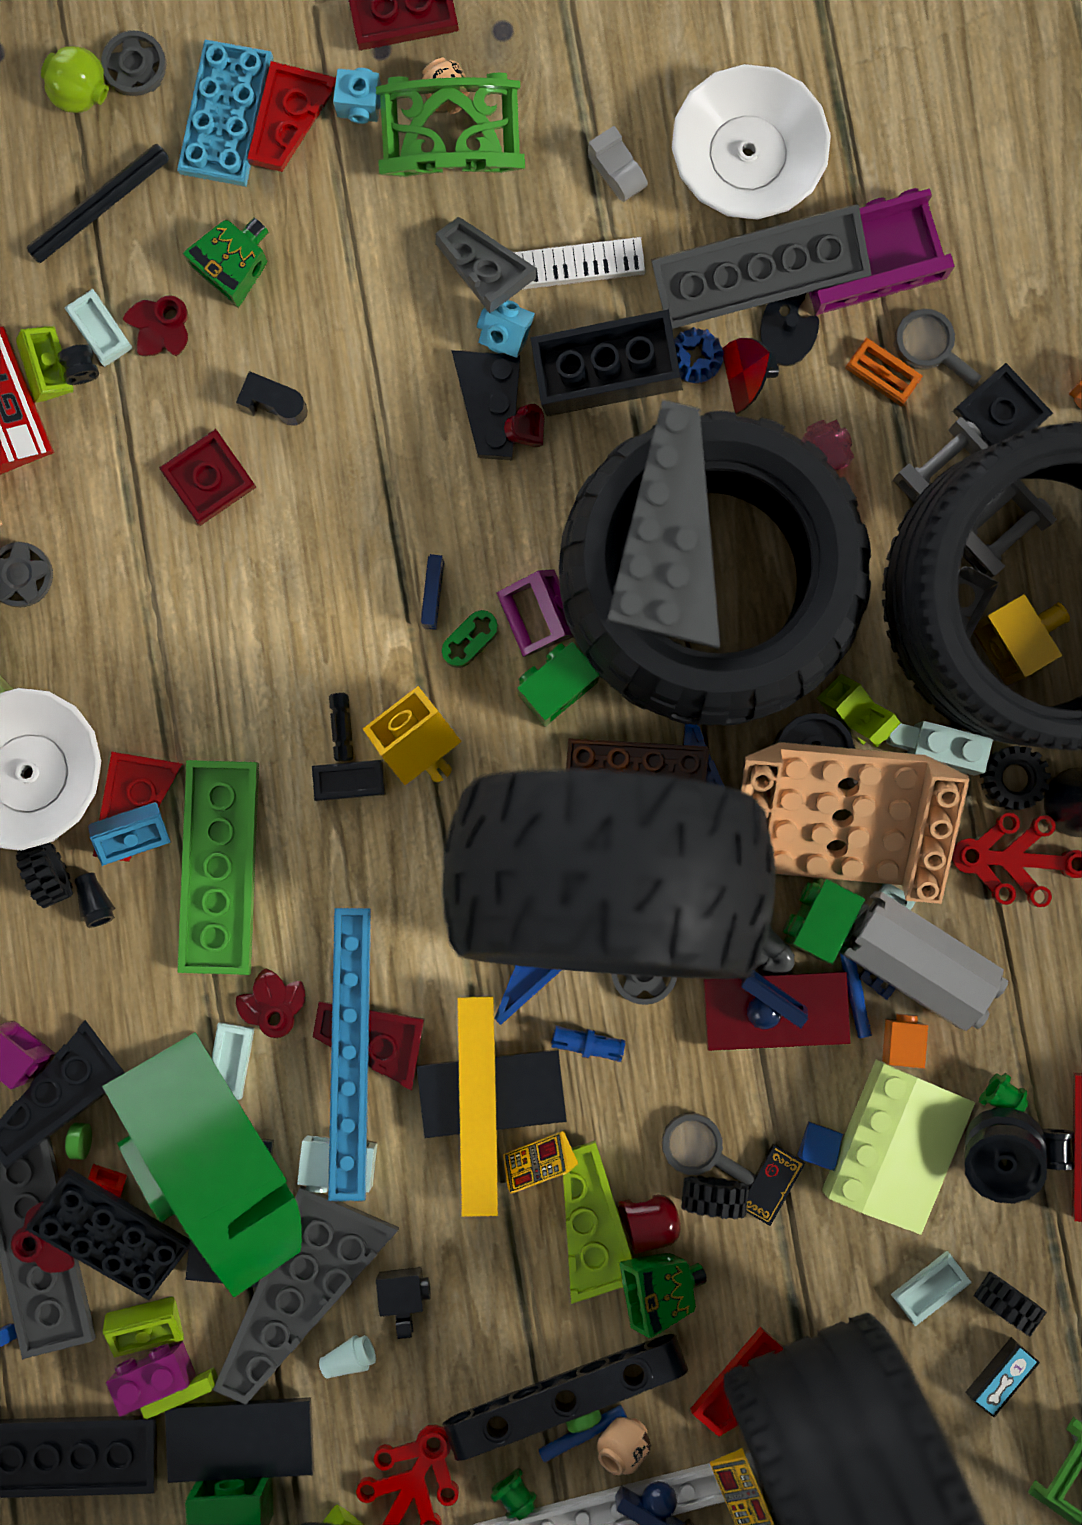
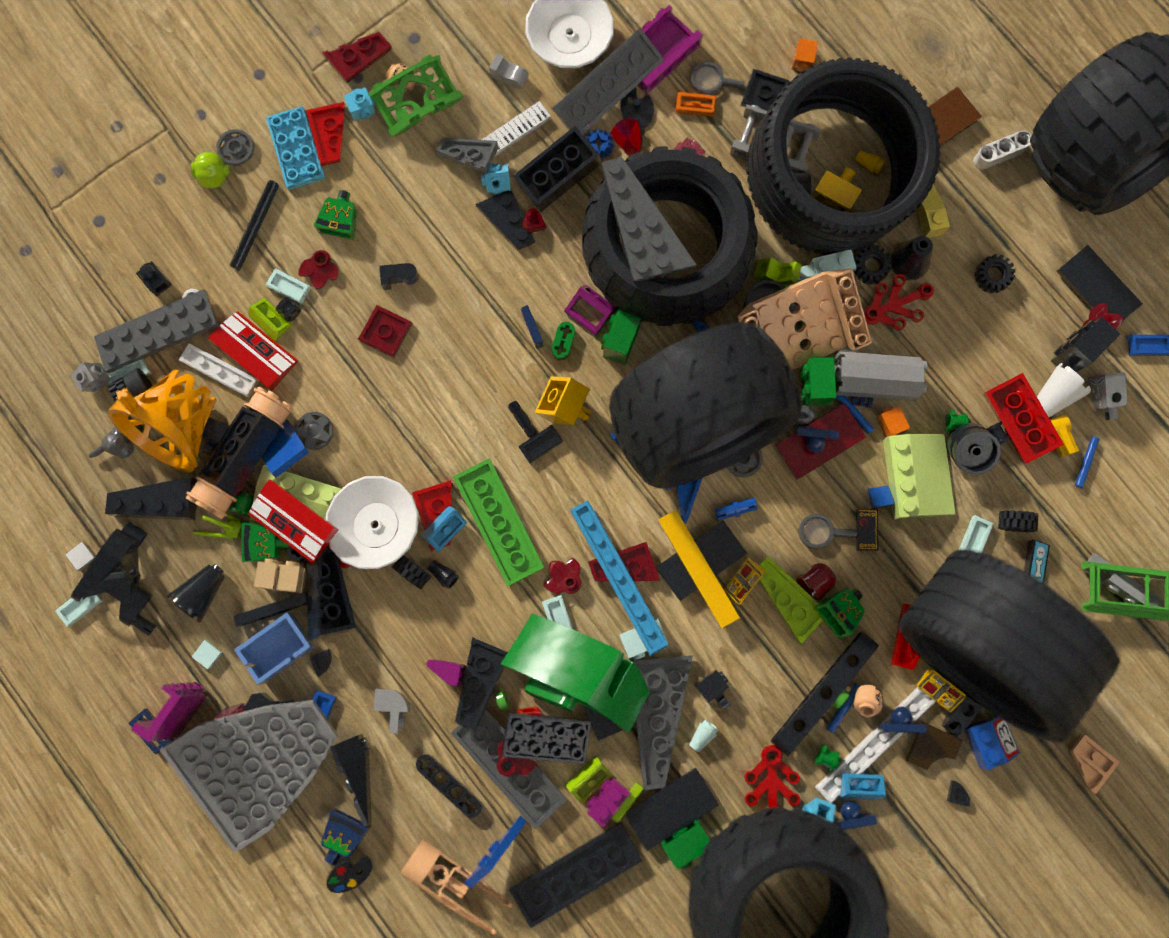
camera: 30 degrees left, 5 degrees down
(714, 1197) = (843, 548): black tyre -> none

